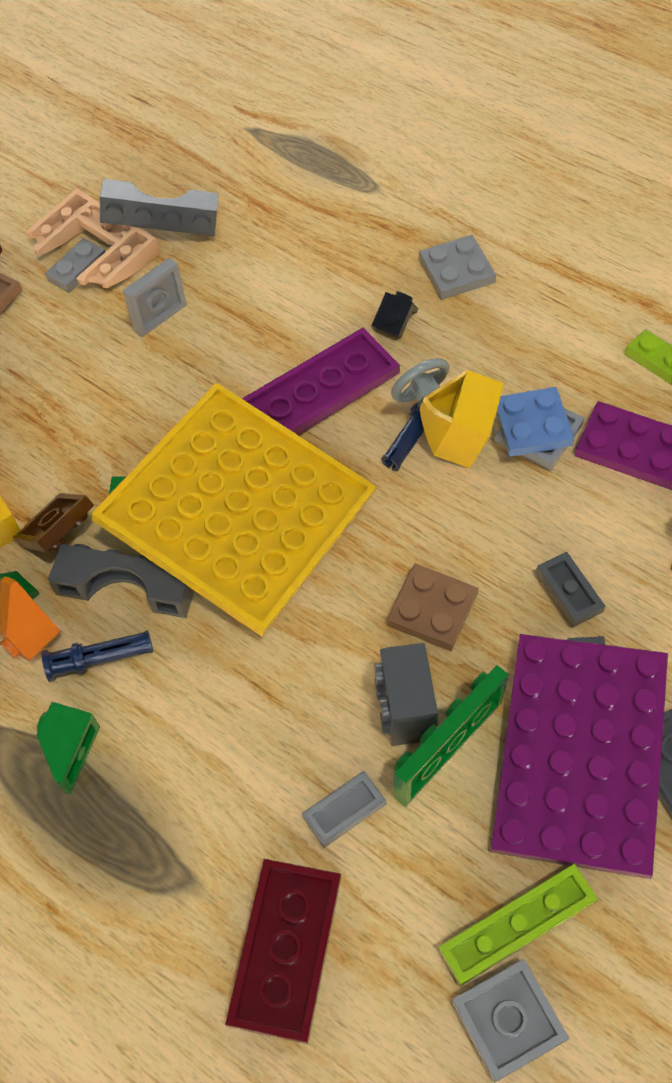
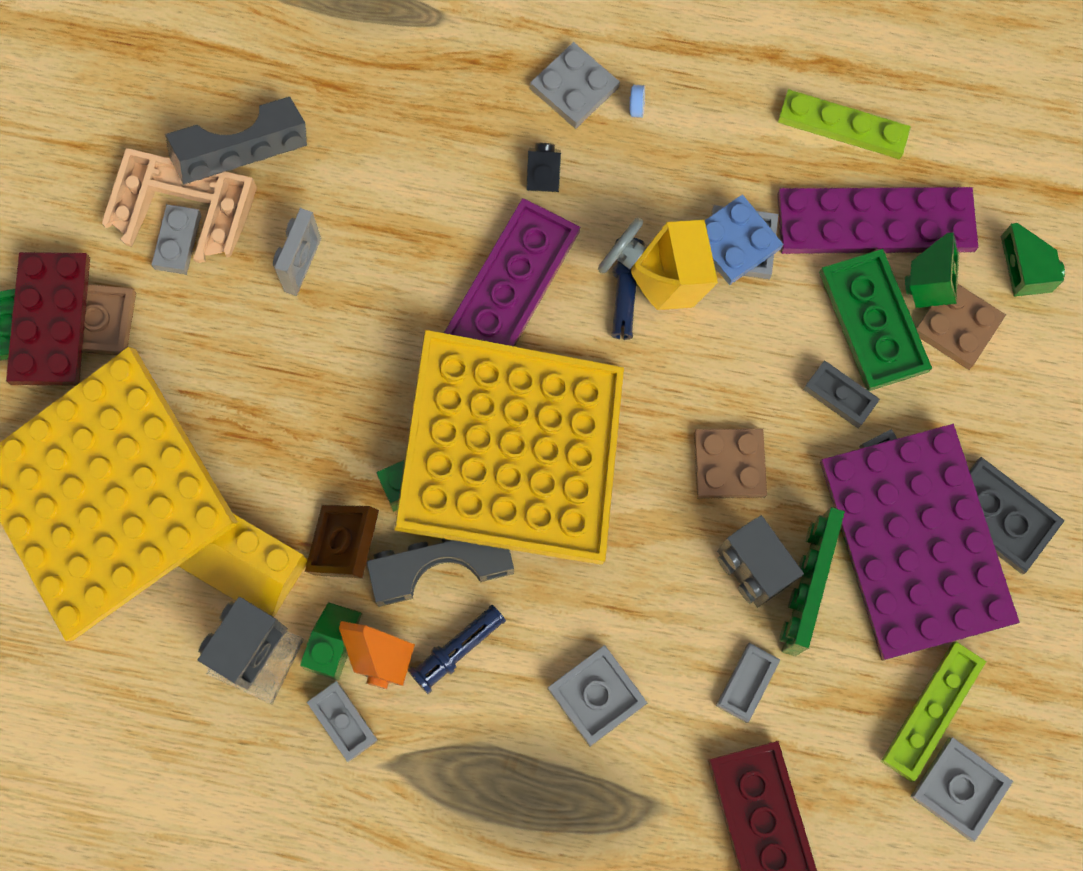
camera: 35 degrees left, 15 degrees up
(66, 741) = (479, 741): green slope -> none
(194, 752) = (597, 695): none -> light grey plate
(503, 292) = (637, 101): none -> light blue tile
(636, 540) = (875, 320): none -> green plate

